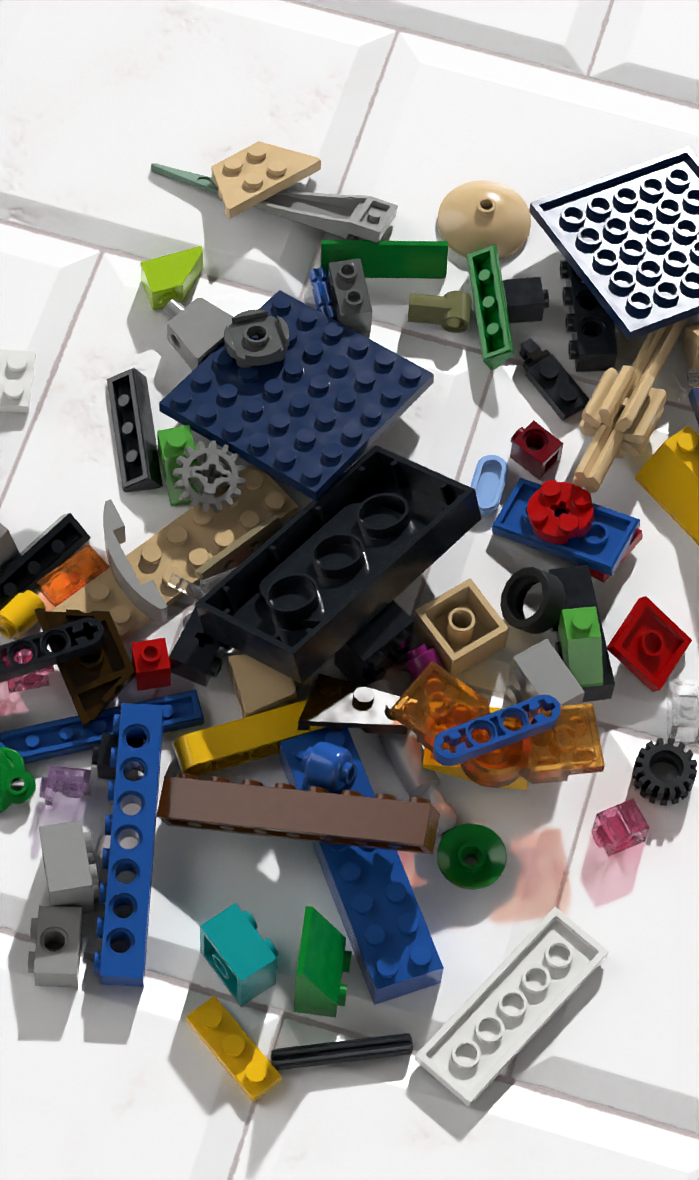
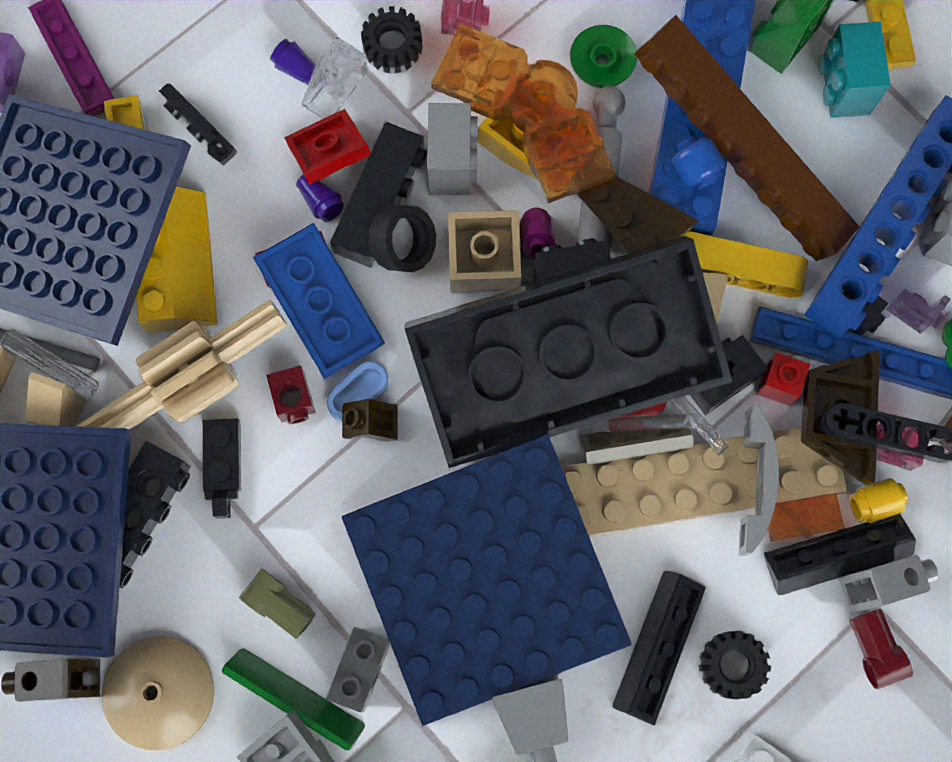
camera: 145 degrees left, 15 degrees up
(70, 459) = (757, 665): none -> black tyre
(170, 446) = (641, 574): bright green slope -> none
(223, 478) = (633, 544): light grey gear -> none
(256, 352) = (473, 667): dark grey plate -> none
(322, 292) = (381, 695): blue axle -> none
(461, 459) = (370, 420): none -> dark brown bracket
(490, 306) = (226, 575): green slope -> none
(494, 726) = (535, 103): blue beam -> none
(525, 299) = (188, 565): black brick -> none
(555, 496) = (313, 327): red plate -> none
(558, 174) = (53, 680): none -> torso
(582, 645) = (395, 159): bright green slope -> none
(618, 604) = (322, 200): none -> dark purple cone

